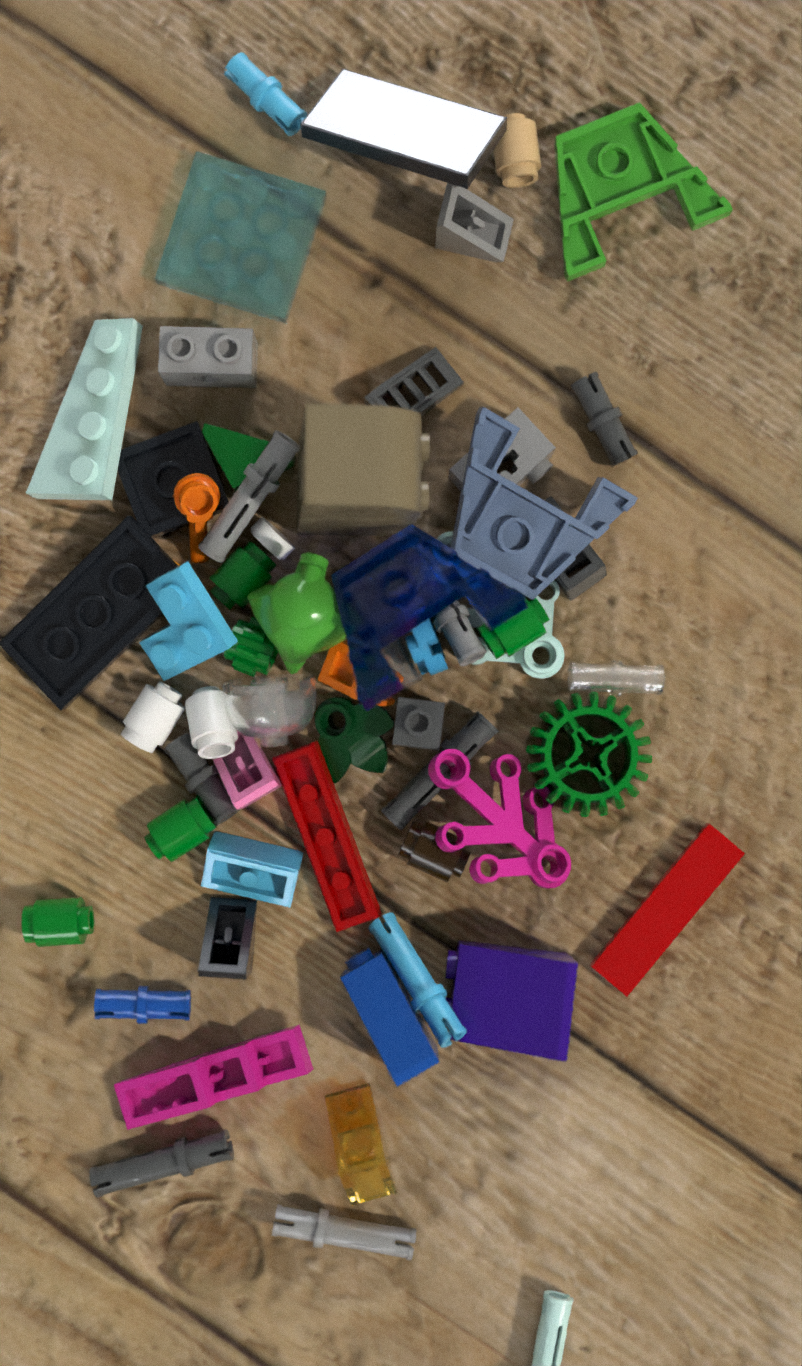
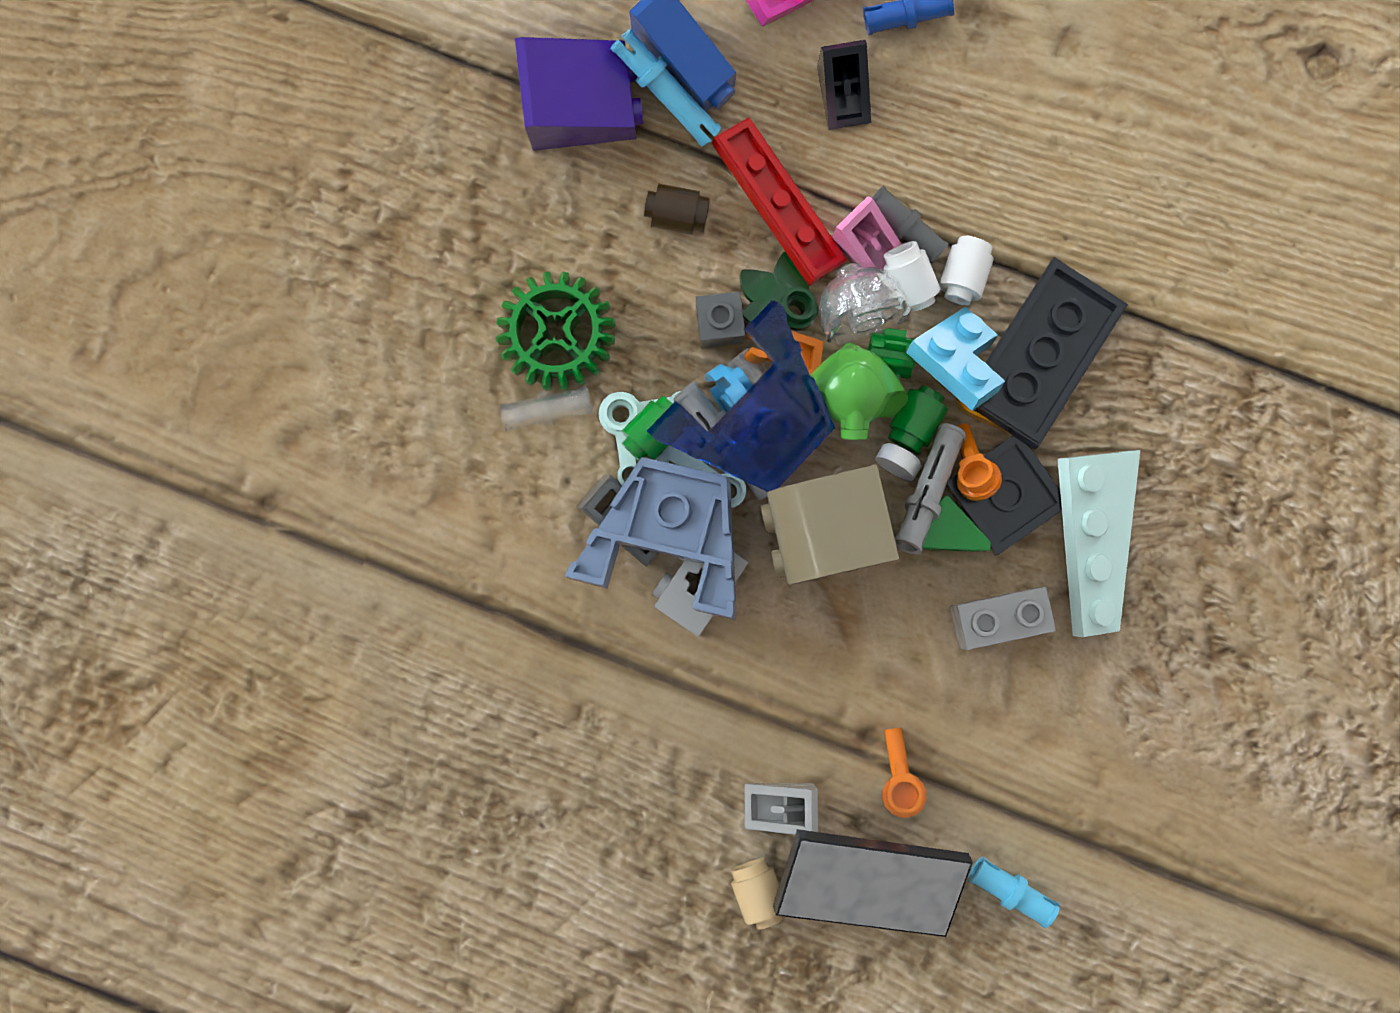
camera: 165 degrees right, 0 degrees up
(57, 922) = (1005, 64): green brick -> none
(179, 829) = (916, 173): green brick -> none
(241, 237) = (1001, 747): clear light blue plate -> none
(251, 869) = (840, 157): medium azure slope -> none
(349, 215) = (903, 792): none -> orange plate
(404, 378) = (823, 631): dark grey slope -> none
(420, 788) = (682, 297): dark grey pin -> none
(505, 822) = (618, 246): dark pink plant -> none
(604, 419) = (613, 650): dark grey pin -> none
(616, 166) = (658, 902): bright green wing -> none
(667, 909) = (451, 209): red tile -> none

